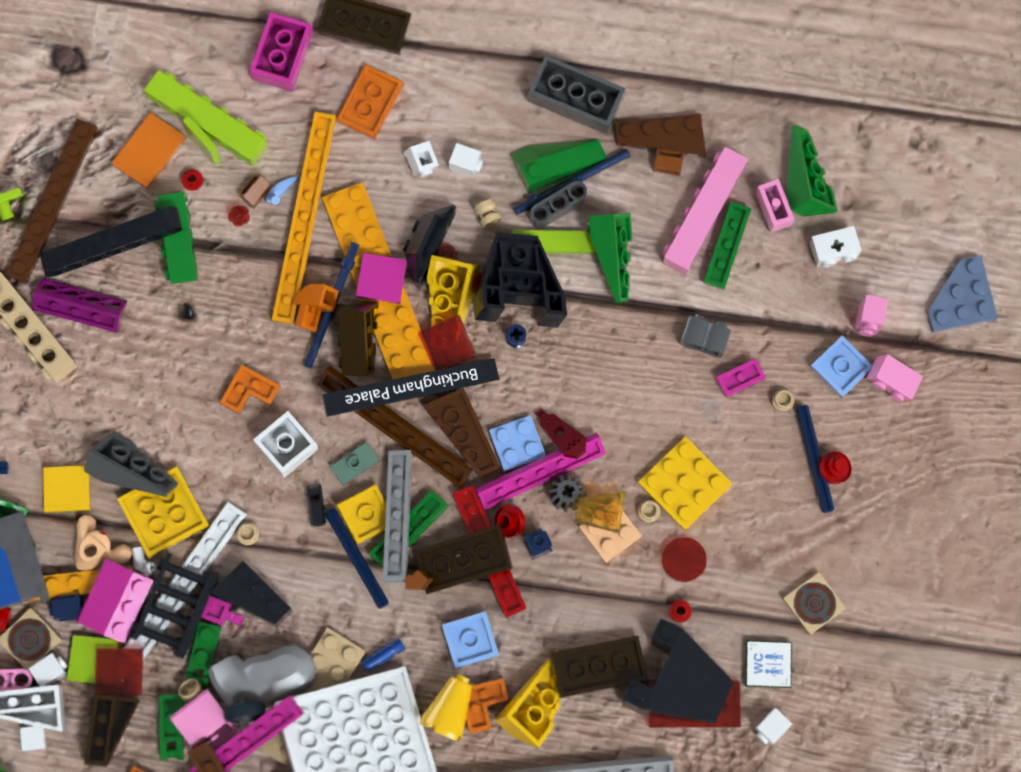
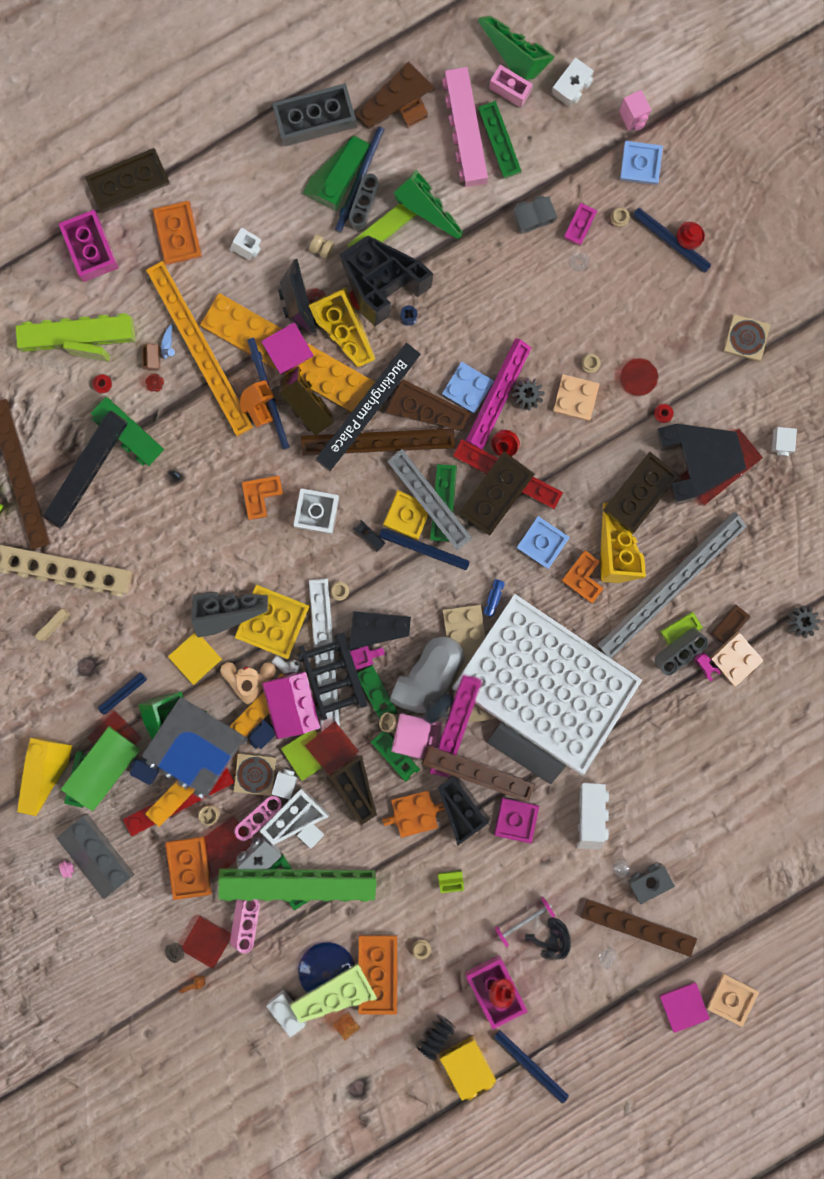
camera: 35 degrees left, 10 degrees up
(77, 307) = (99, 532): magenta fence -> none
(148, 150) = (55, 387): orange tile -> none
(354, 463) = (371, 487): sand green plate -> none
(418, 581) = (479, 532): dark orange piece -> none
(447, 343) = (367, 357): clear red plate -> none
(449, 708) = (567, 598): yellow cone -> none
(465, 160) = (276, 221): white brick -> none
(538, 543) = (536, 442): dark blue window -> none
(570, 443) = (504, 357): dark red piece -> none
(601, 511) = (562, 388): clear yellow wing -> none
(685, 483) = (599, 325): yellow plate -> none
(768, 664) = (748, 402): white tile -> none
(894, 378) = (683, 142): bright pink brick -> none
(963, 298) = (684, 50): sand blue plate -> none

